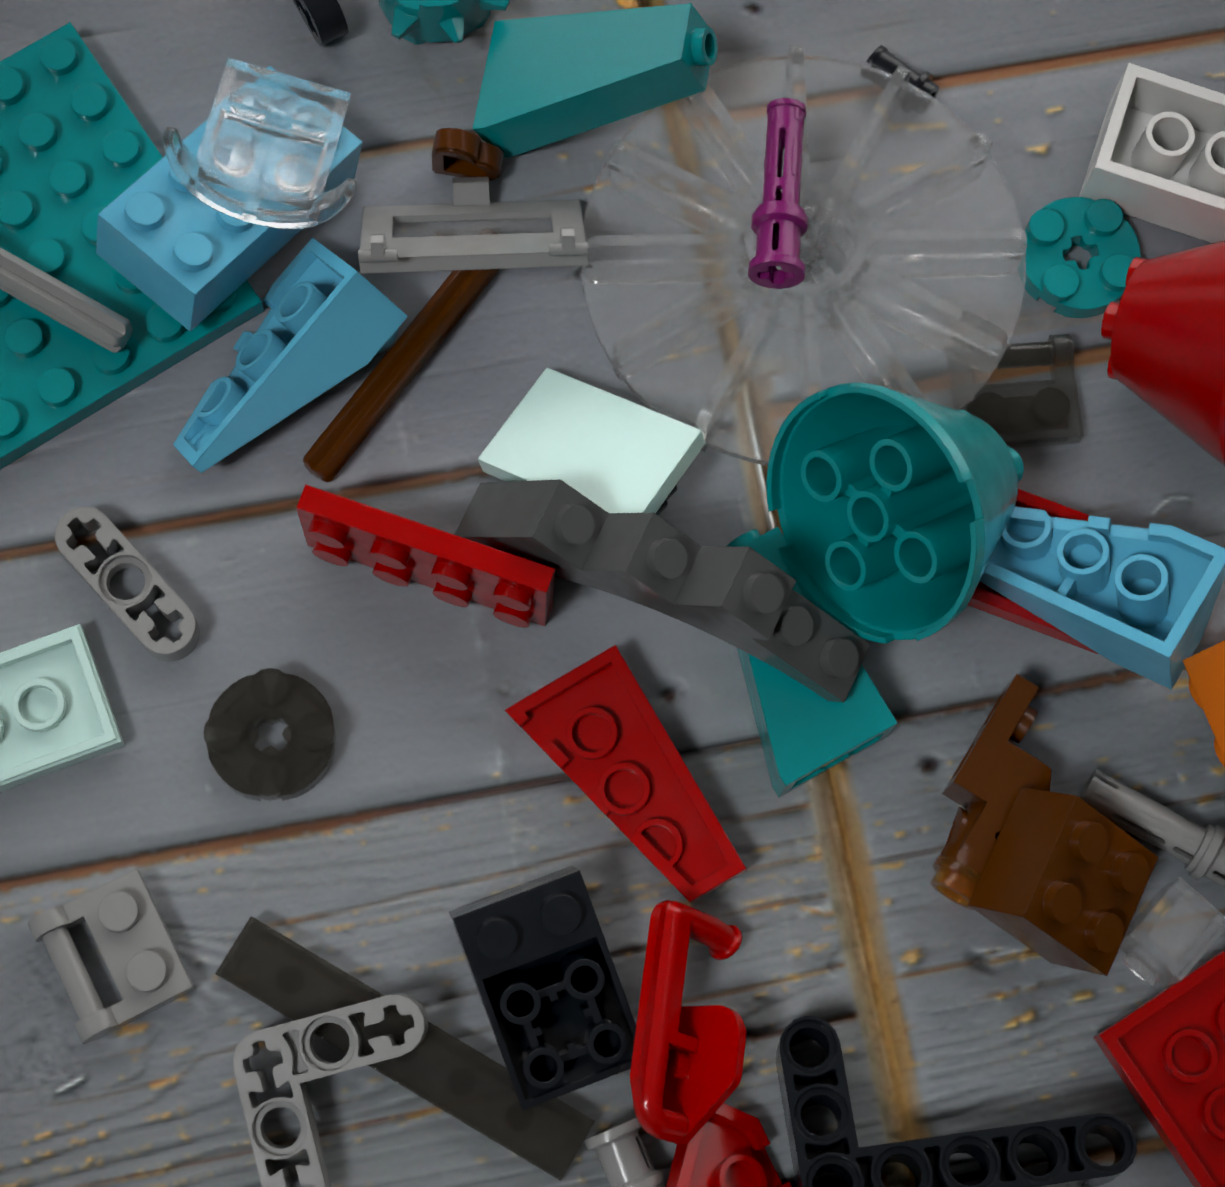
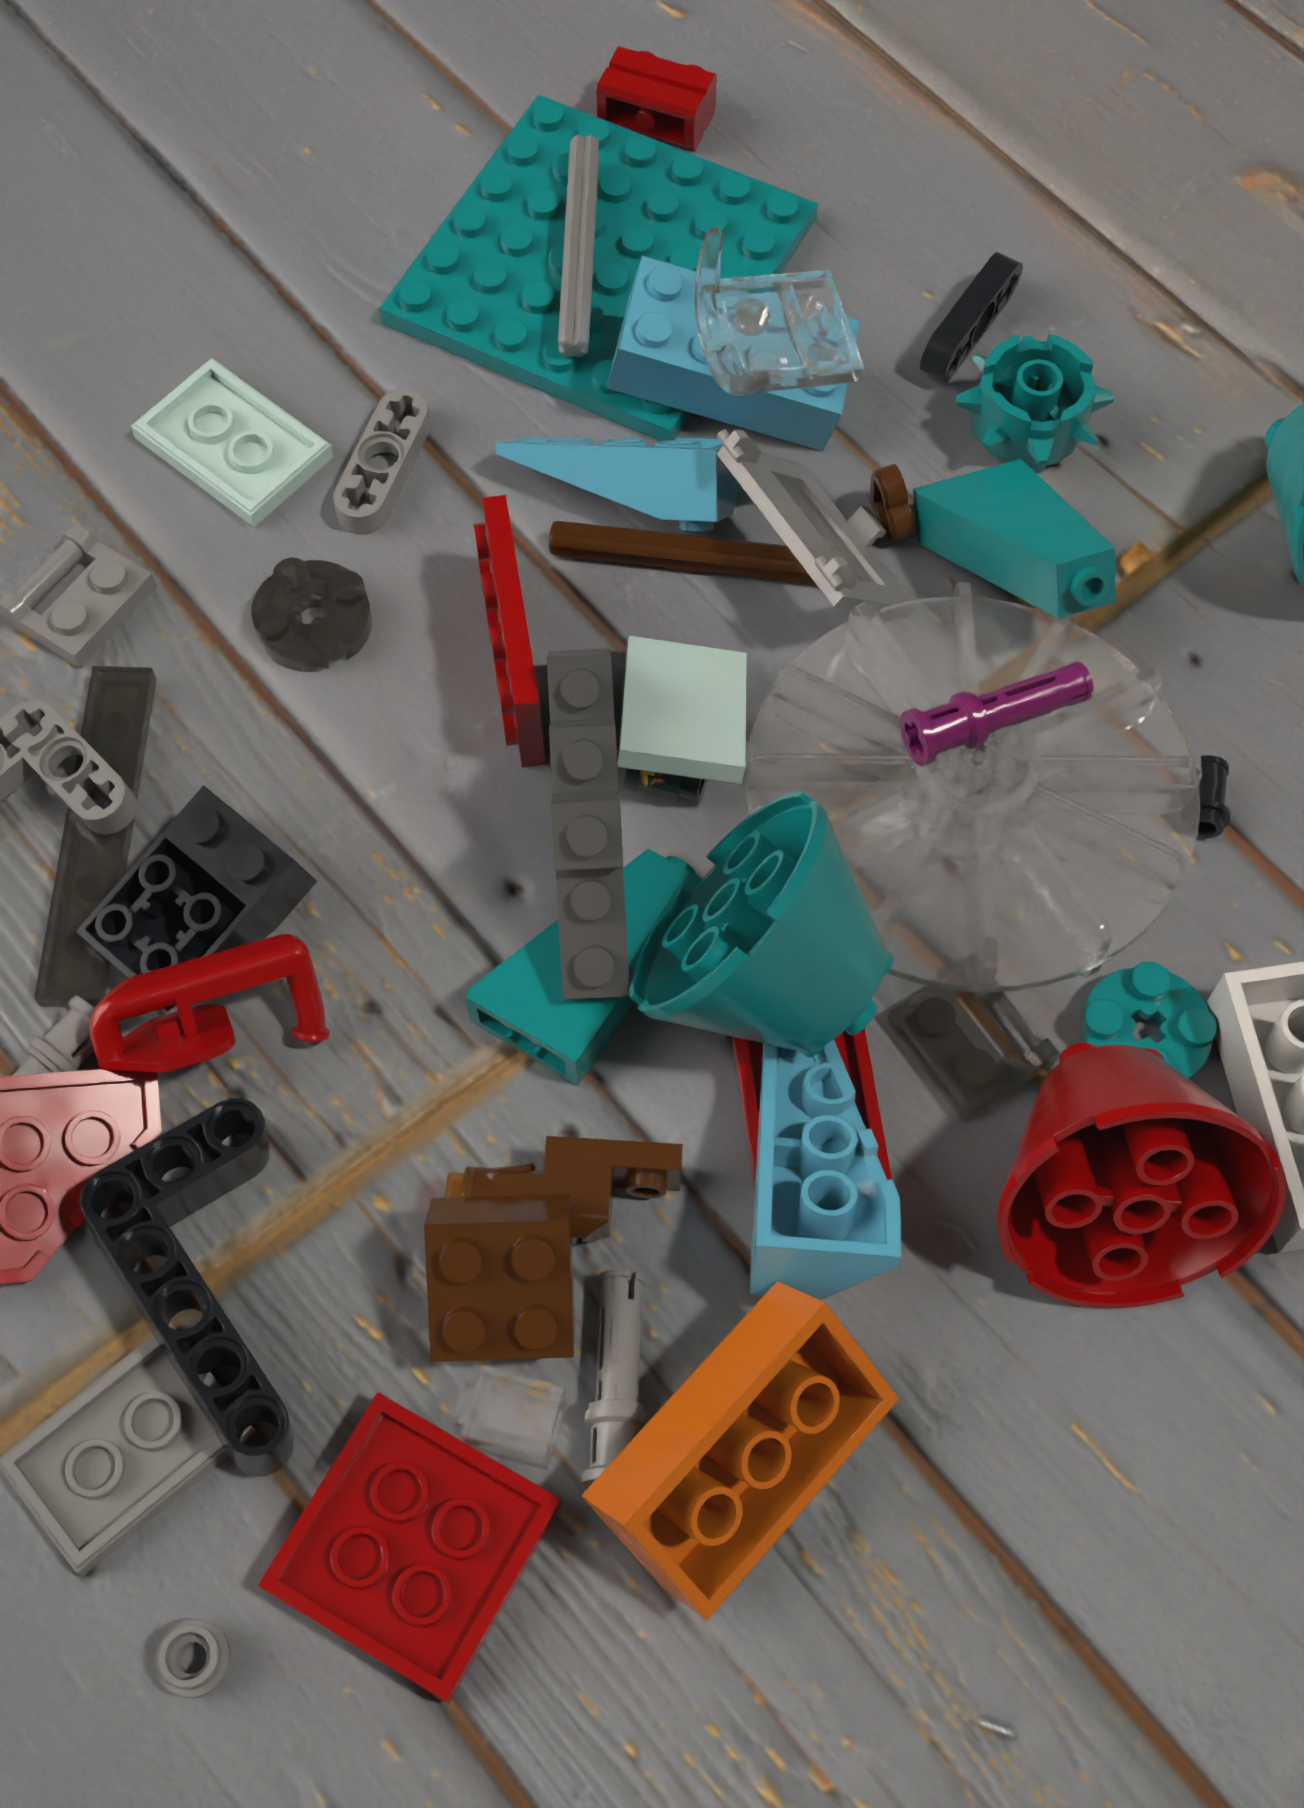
camera: 70 degrees right, 10 degrees down
(624, 761) = (433, 871): red wing -> none

